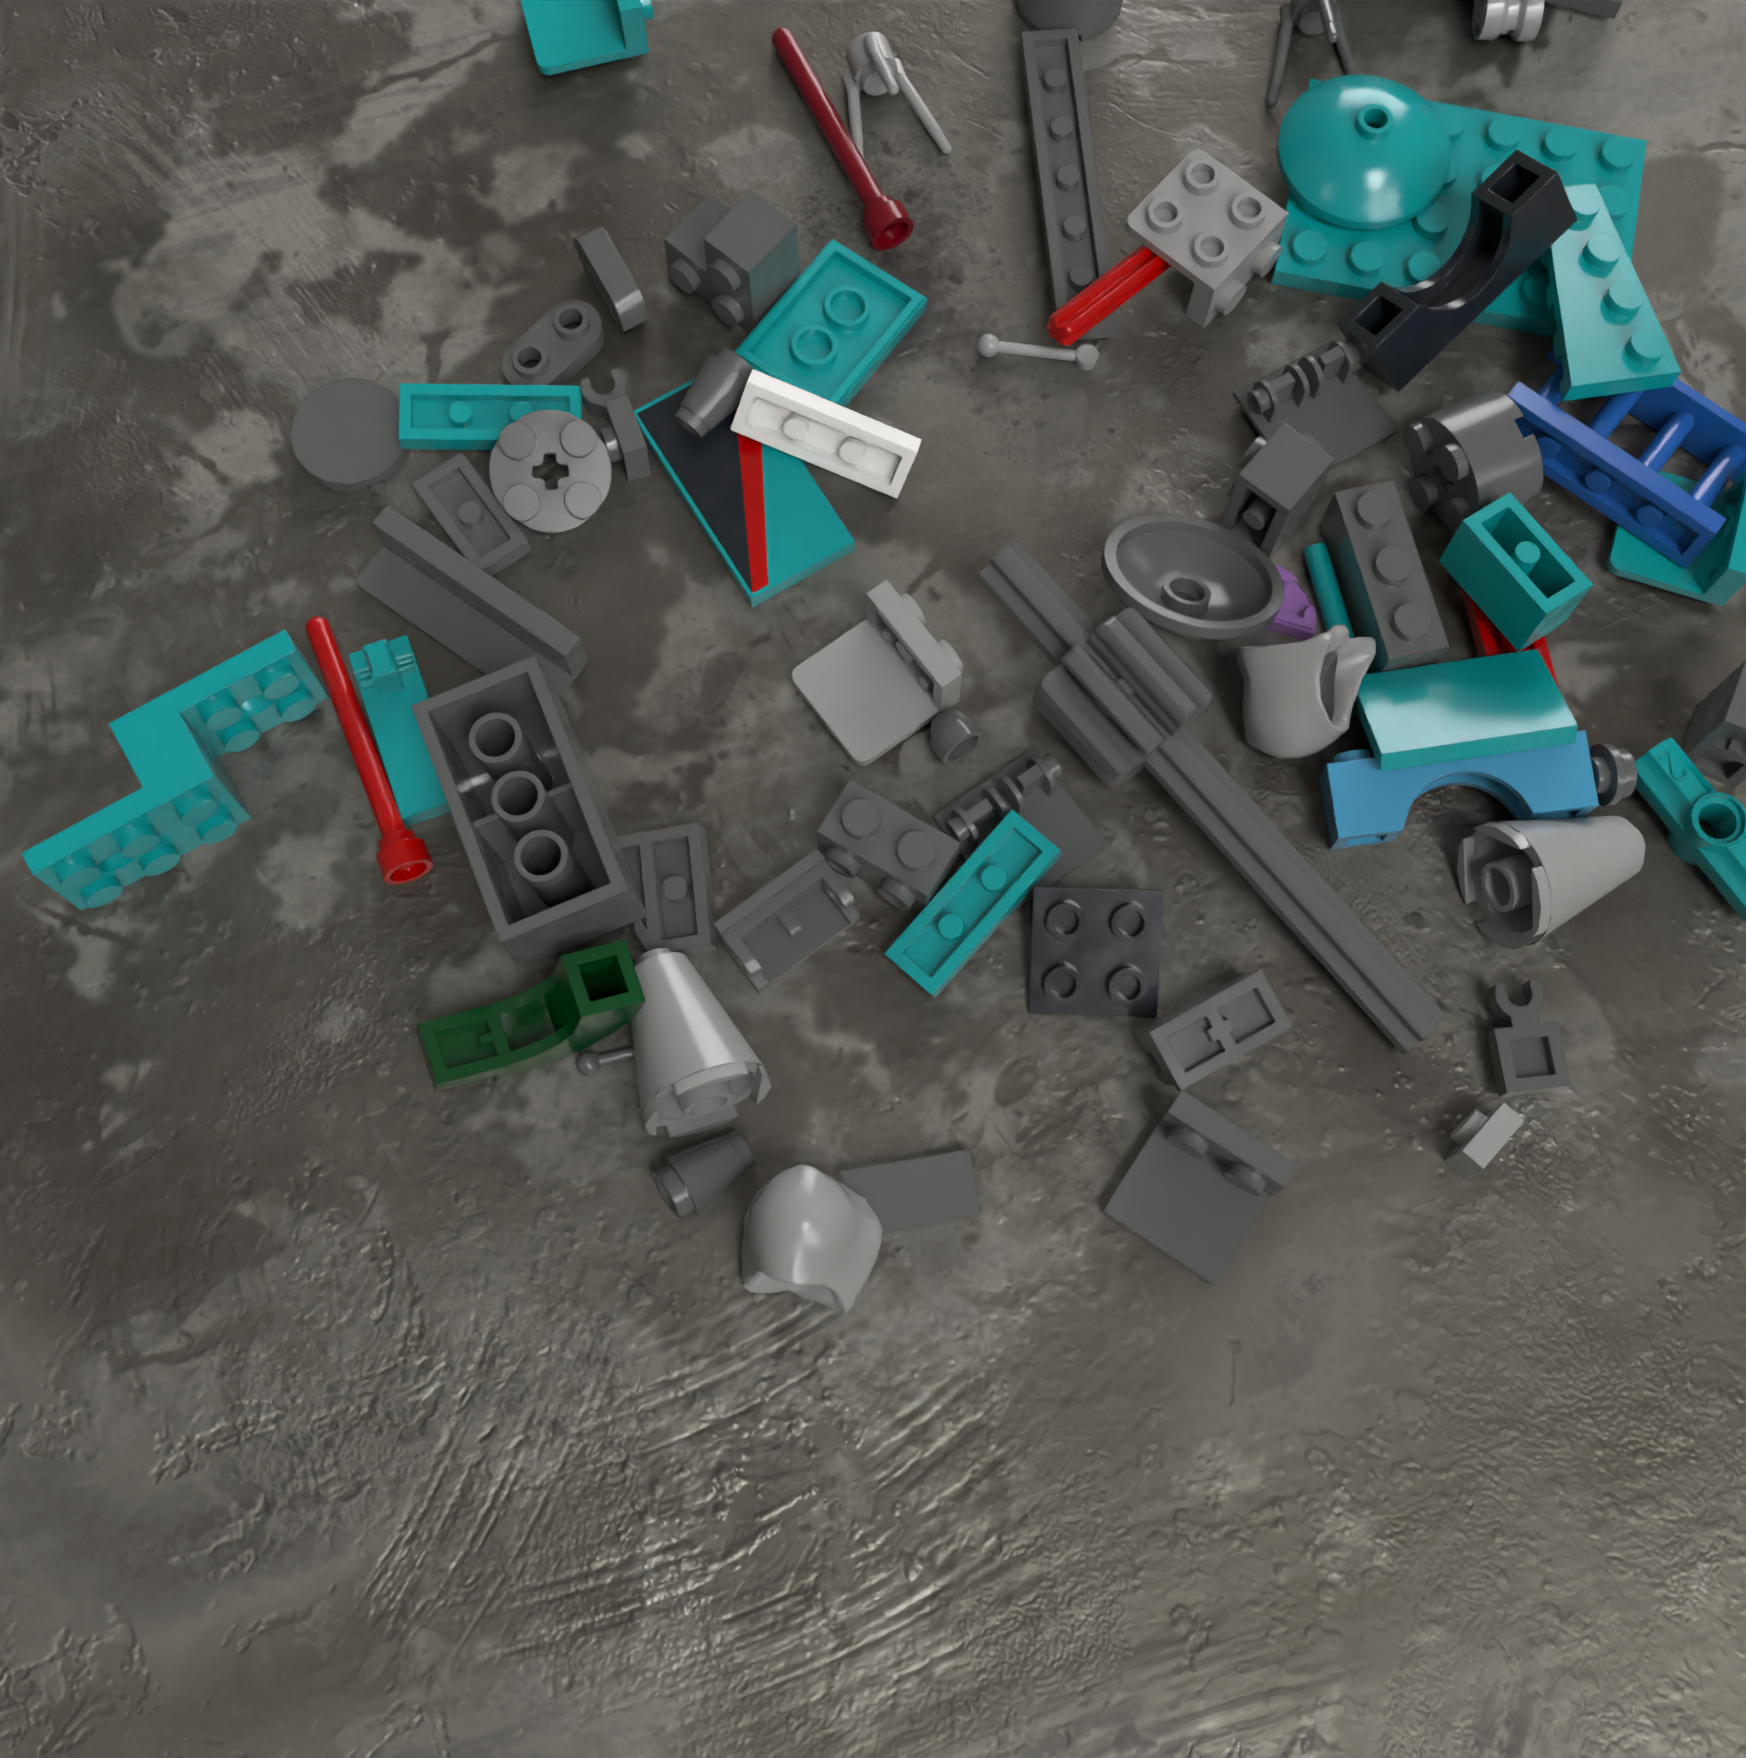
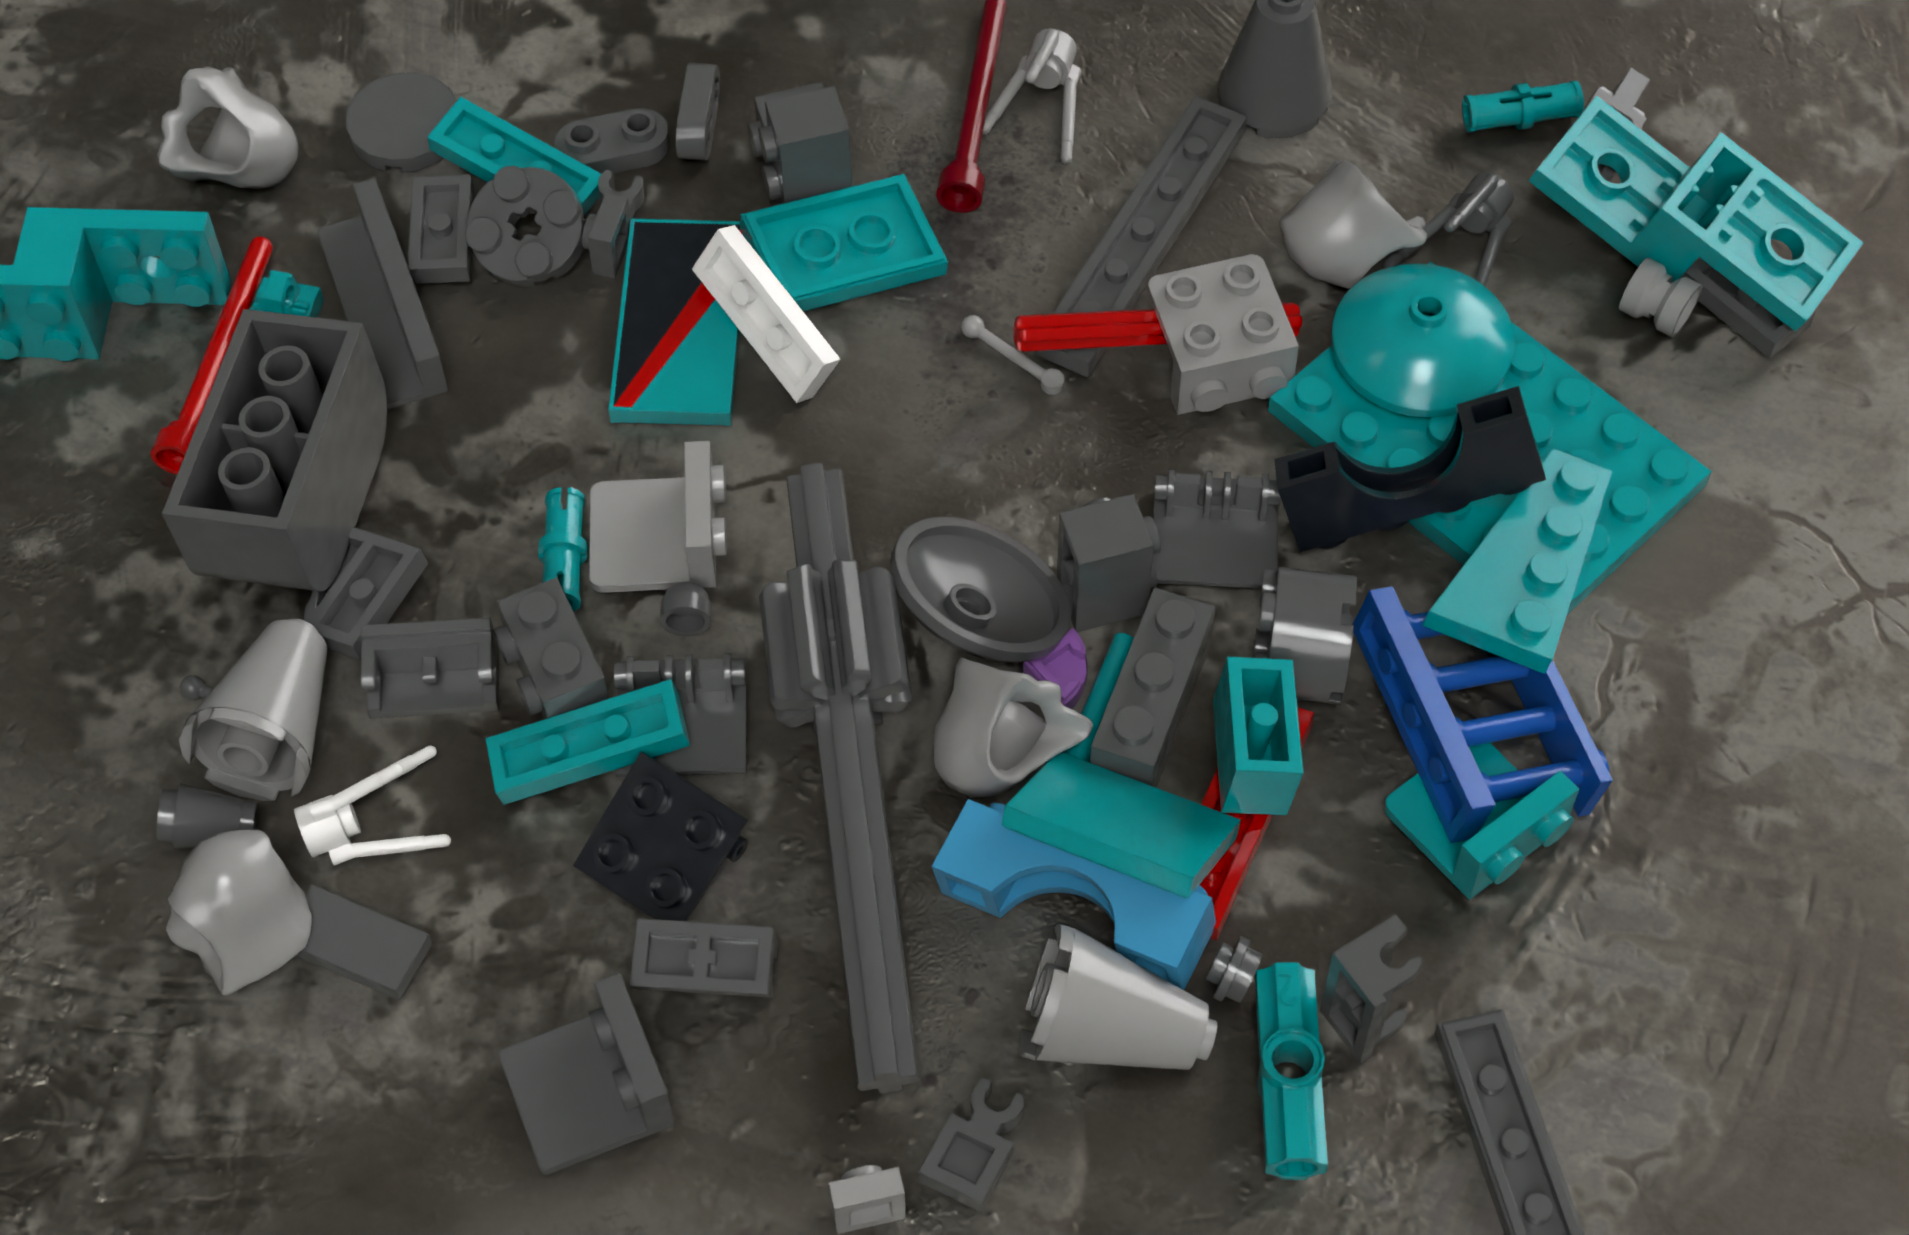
camera: 35 degrees right, 15 degrees down
(224, 538) = (248, 141): none -> light grey piece
(569, 1011) = (165, 629): dark green arch -> none
(713, 392) = (690, 235): dark grey cone -> none
(807, 744) = (563, 546): none -> teal pin
(812, 1107) = (332, 819): none -> white plant
(1239, 82) = (1346, 227): none -> light grey piece

